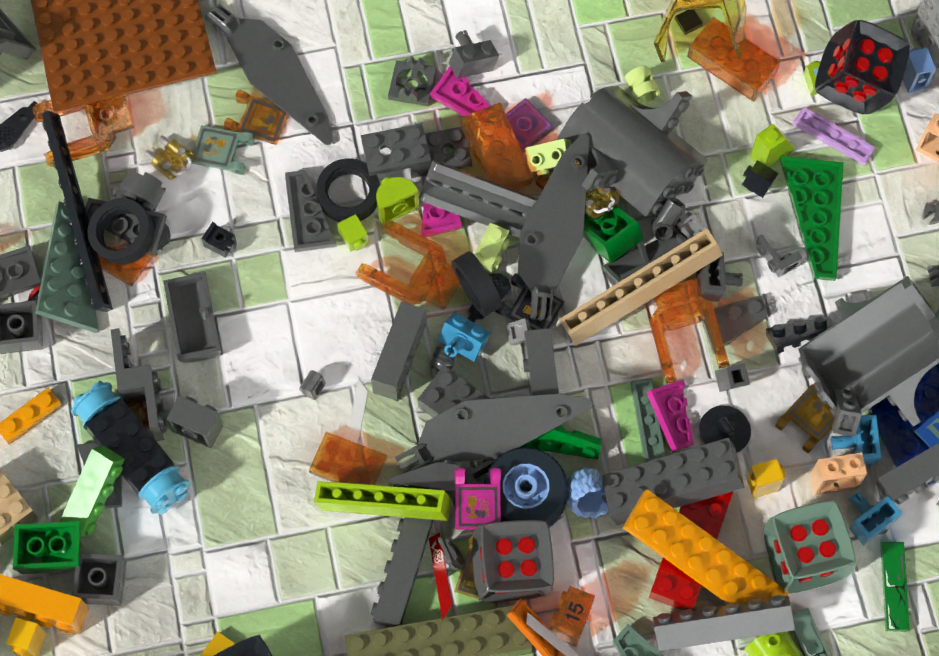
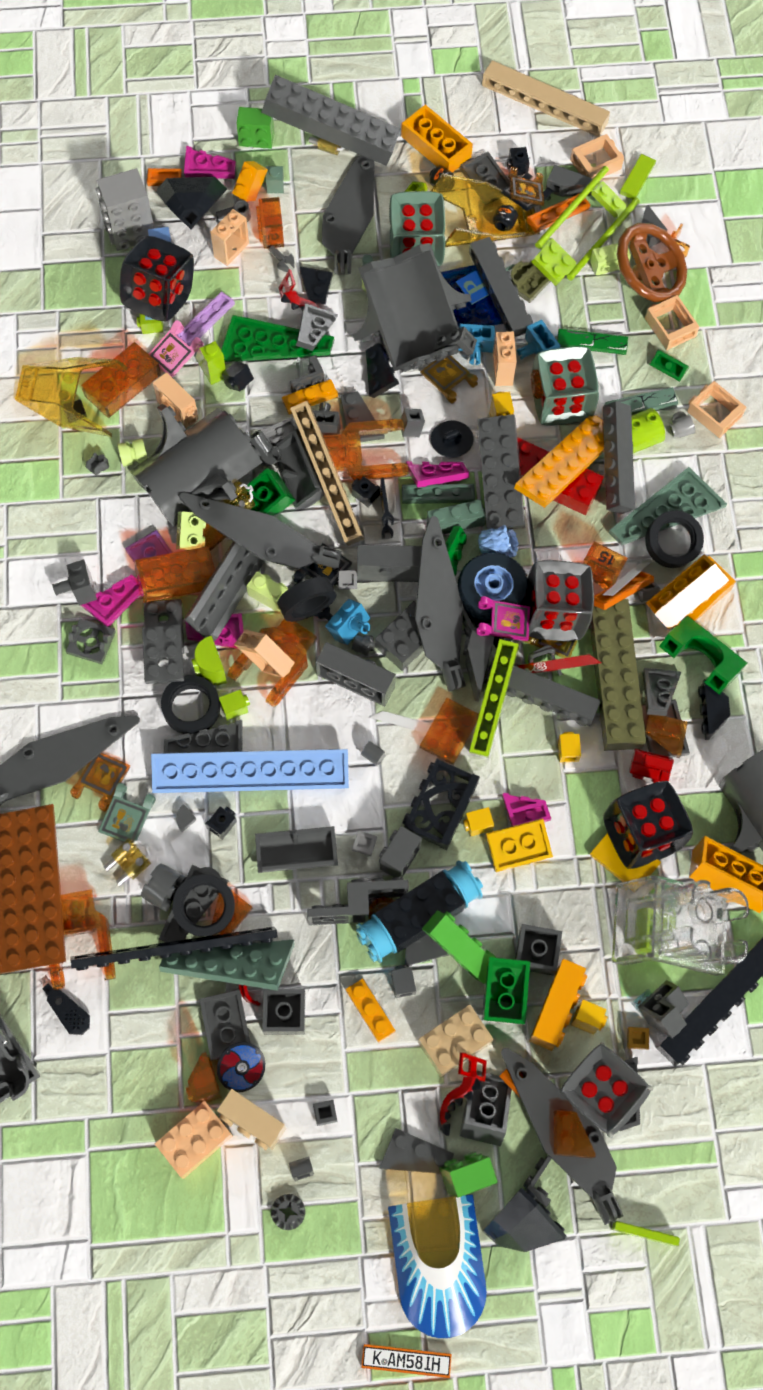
camera: 85 degrees left, 0 degrees up
(58, 443) = (403, 981): none -> dark grey brick
(208, 387) = (364, 843): none -> light grey plate
(219, 551) = (519, 845): none -> yellow tile
(222, 204) = (184, 818): none -> dark grey tile
(242, 504) = (478, 822): none -> yellow brick
(261, 555) = (524, 809): none -> dark pink wing
(275, 488) = (465, 791): none -> black fence
(278, 261) = (249, 770): none -> light blue plate
(341, 597) = (569, 747): none -> yellow brick
(406, 249) = (264, 653): none -> light nougat window
(610, 359) = (385, 511): none -> black flag
(614, 439) = (466, 515): none -> sand green brick
(624, 53) = (97, 464): none -> dark grey arm
(634, 344) = (367, 495): none -> black brick
(713, 117) = (173, 395): none -> light nougat window
(752, 263) = (314, 395): none -> light orange plate
(782, 106) = (172, 351): none -> bright pink flag
(842, 251) = (313, 326): none -> wing
(874, 239) = (291, 296): none -> red piece
(909, 251) = (316, 284): none -> black wing

